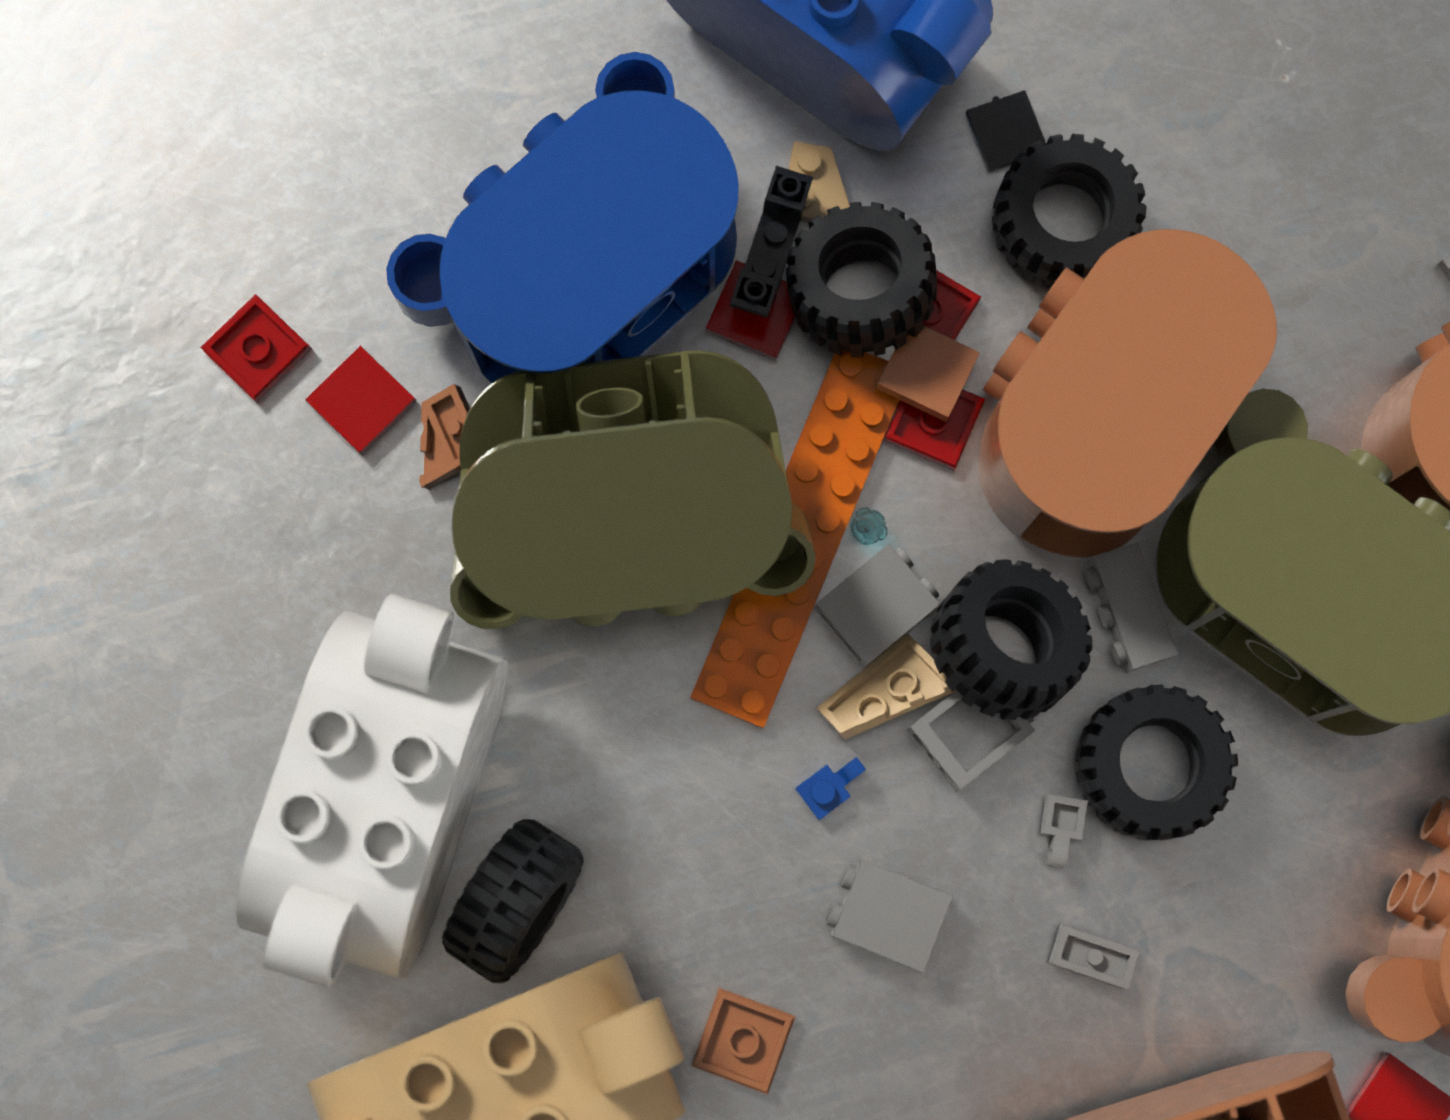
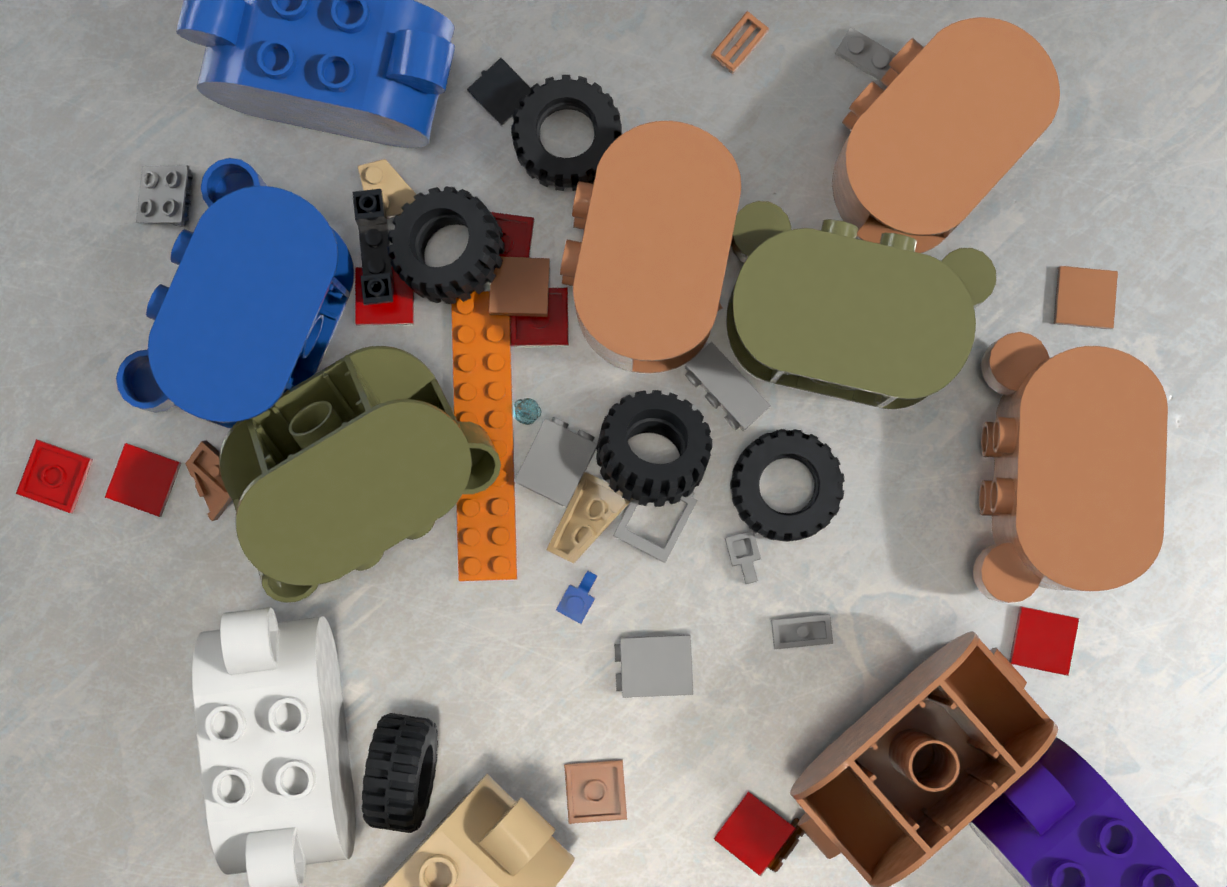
camera: 20 degrees left, 5 degrees up
(545, 73) = (164, 194): none -> light grey hinge
(1299, 213) = (725, 61): none -> nougat tile

